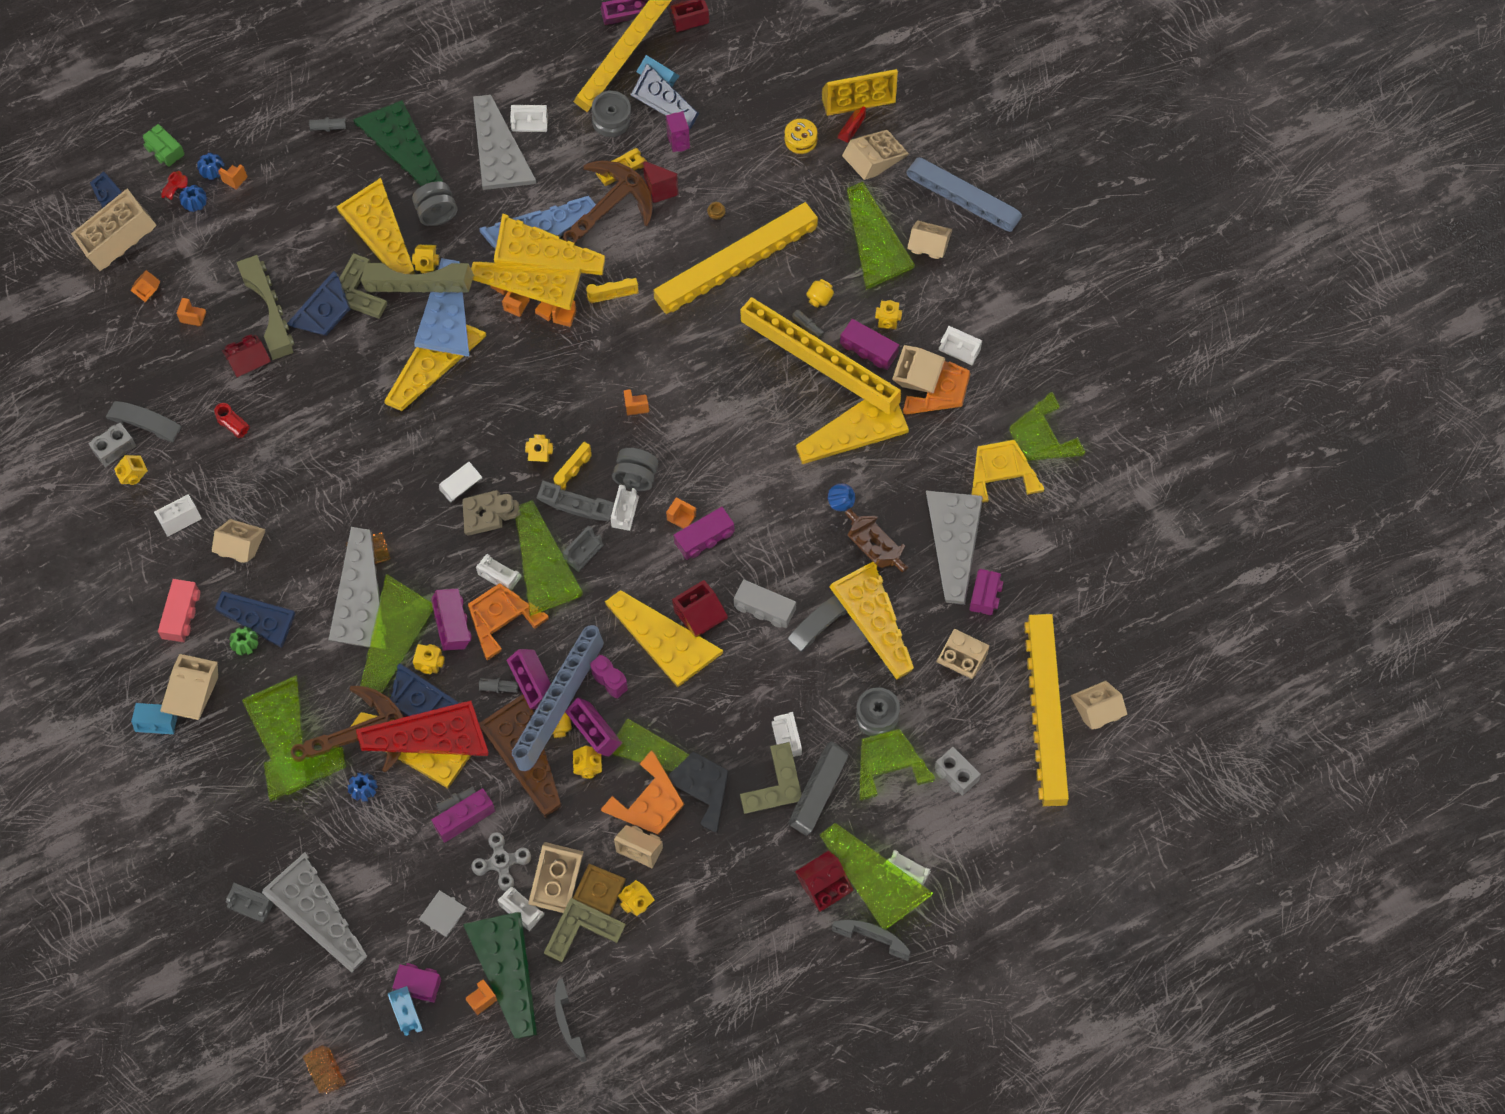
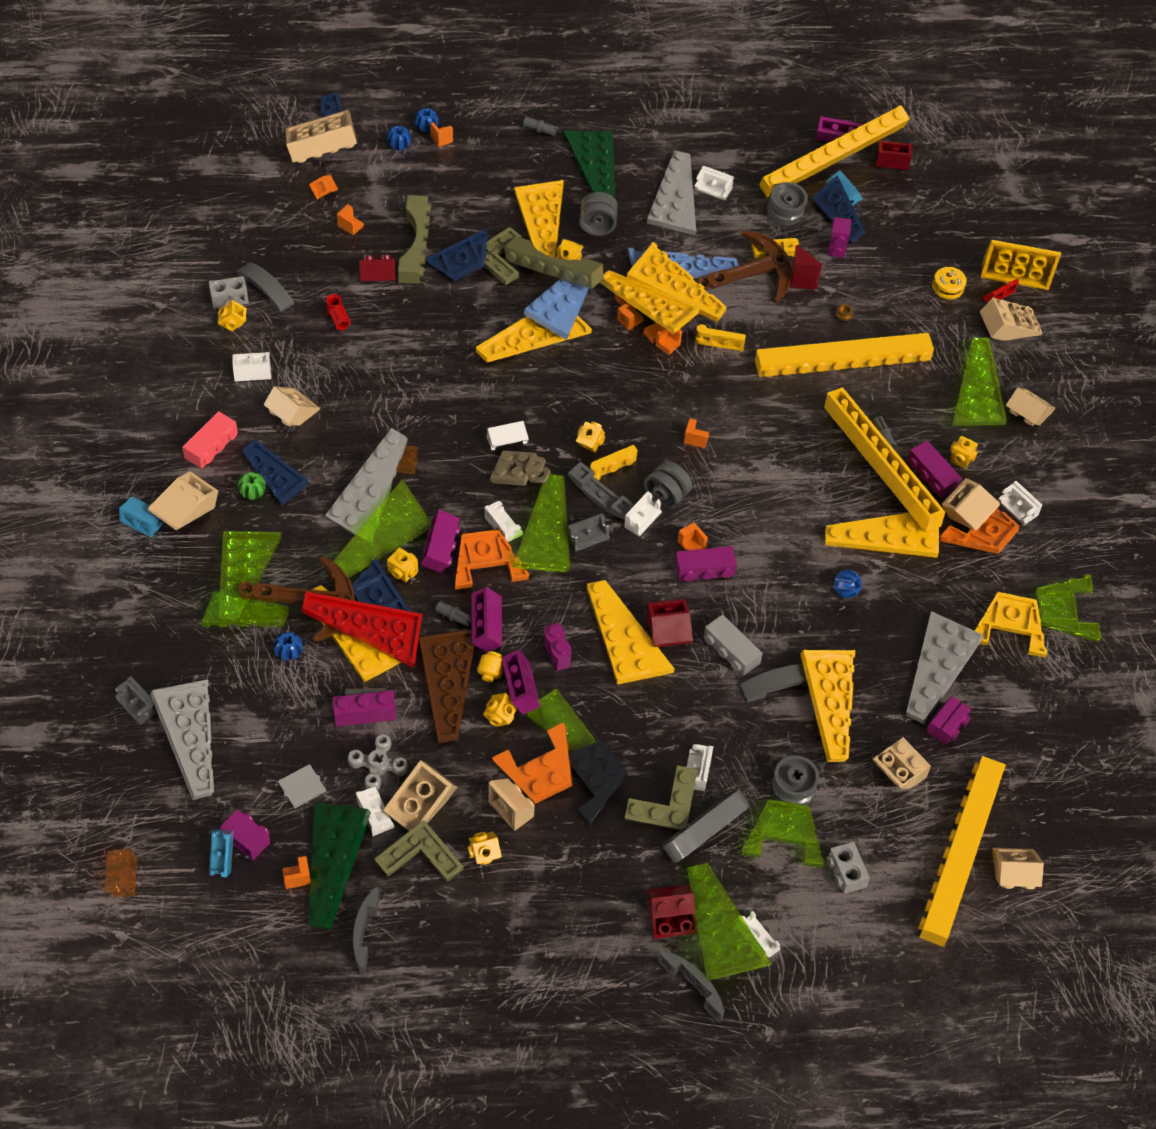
camera: 20 degrees right, 10 degrees down
(163, 145) = (395, 92): bright green brick -> none
(176, 180) = (391, 121): red plate -> none
(557, 698) = (498, 642): sand blue beam -> none
(599, 889) = (455, 826): pearl gold plate -> none
(820, 293) = (907, 411): yellow head -> none
(866, 531) = (861, 633): reddish brown plate -> none
(964, 194) = (1079, 383): sand blue beam -> none

